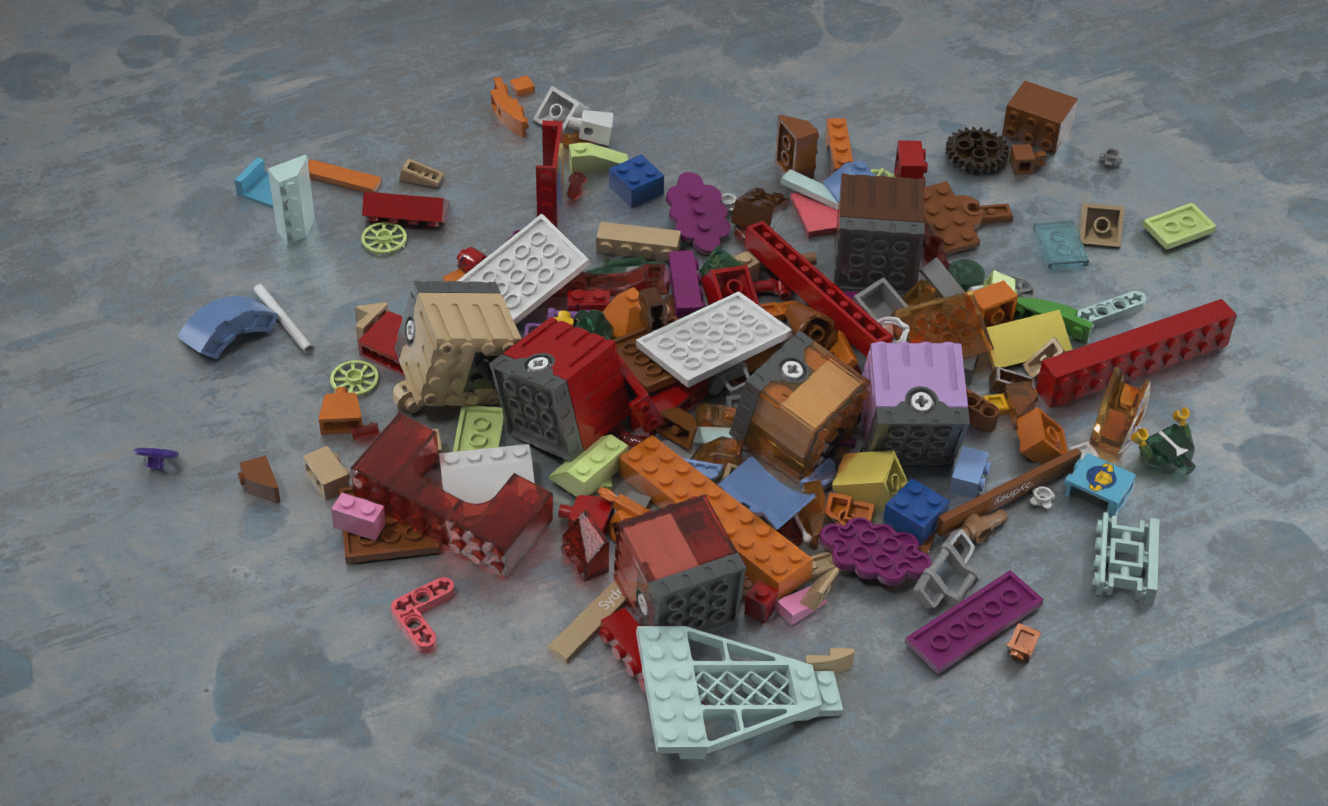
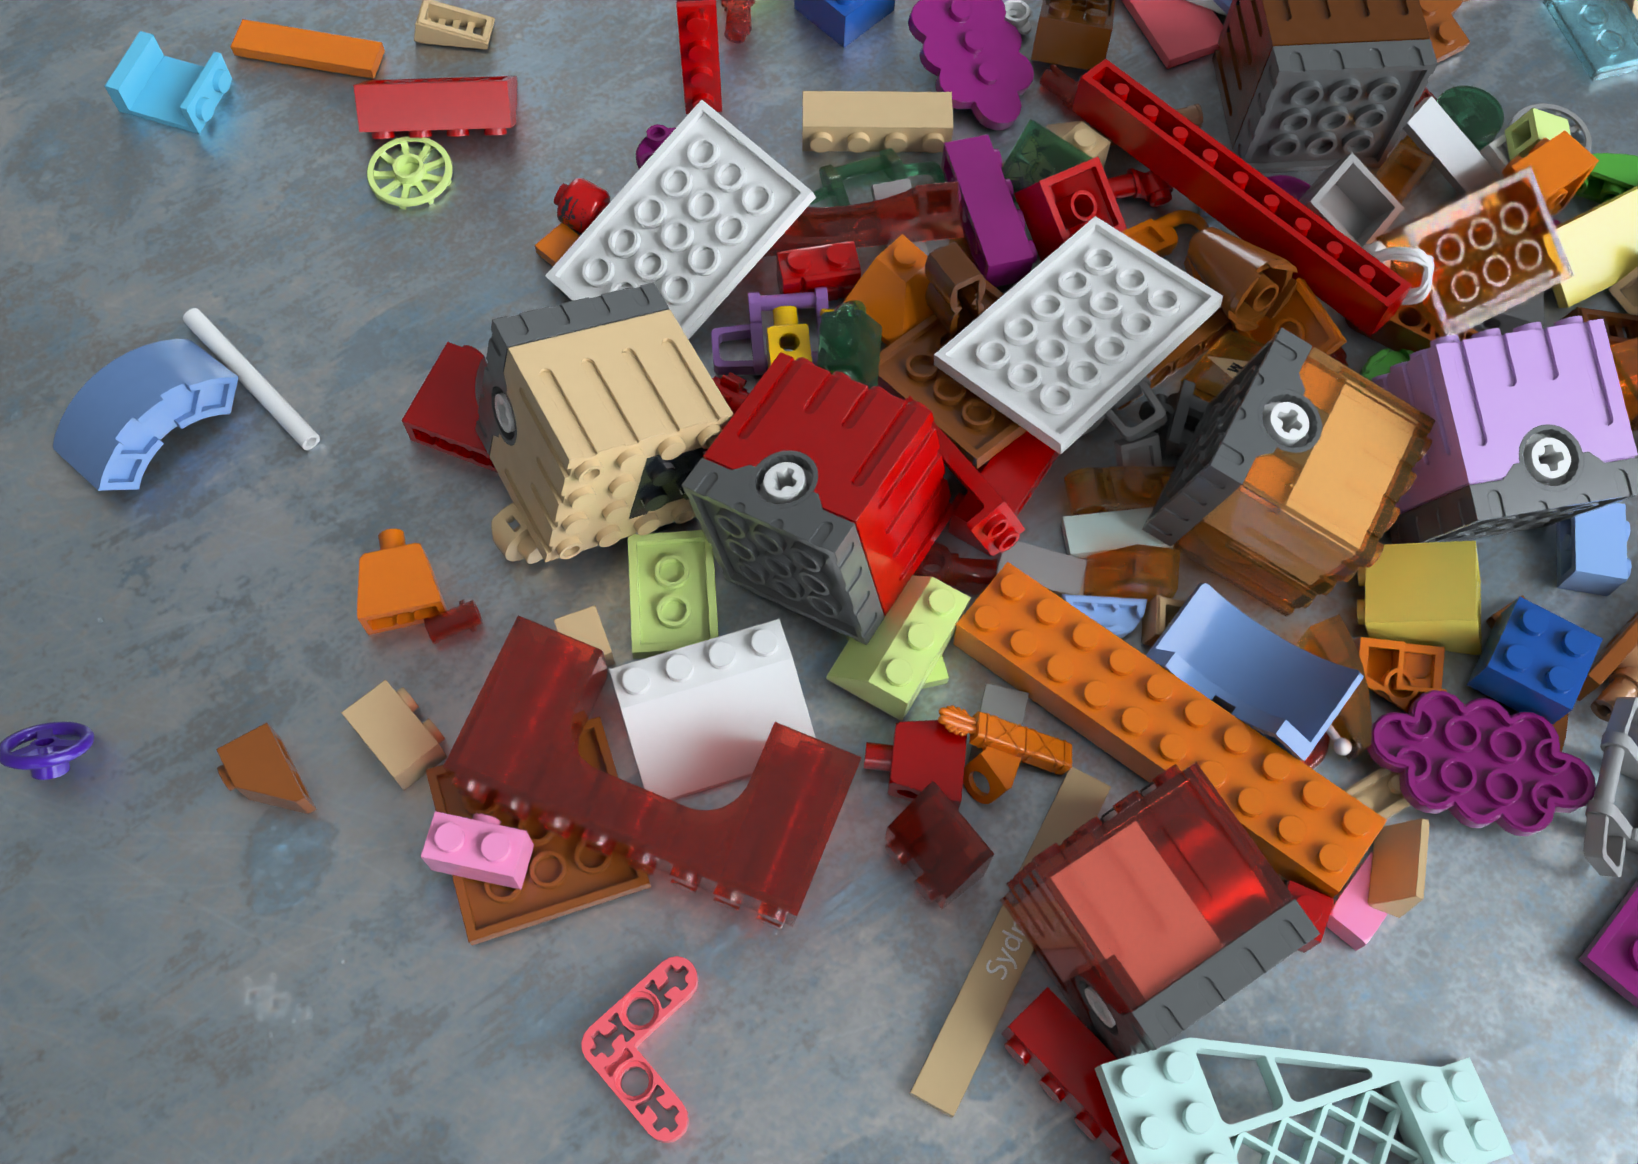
camera: 10 degrees left, 20 degrees up
(292, 199) = (218, 119): light aqua slope -> none
(355, 377) = (411, 495): yellowish green wheel -> none
(368, 315) = (415, 356): tan slope -> none
(678, 426) = (1052, 529): dark orange slope -> none
(825, 473) = (1328, 606): light blue plate -> none
(838, 660) = (1463, 1039): tan slope -> none

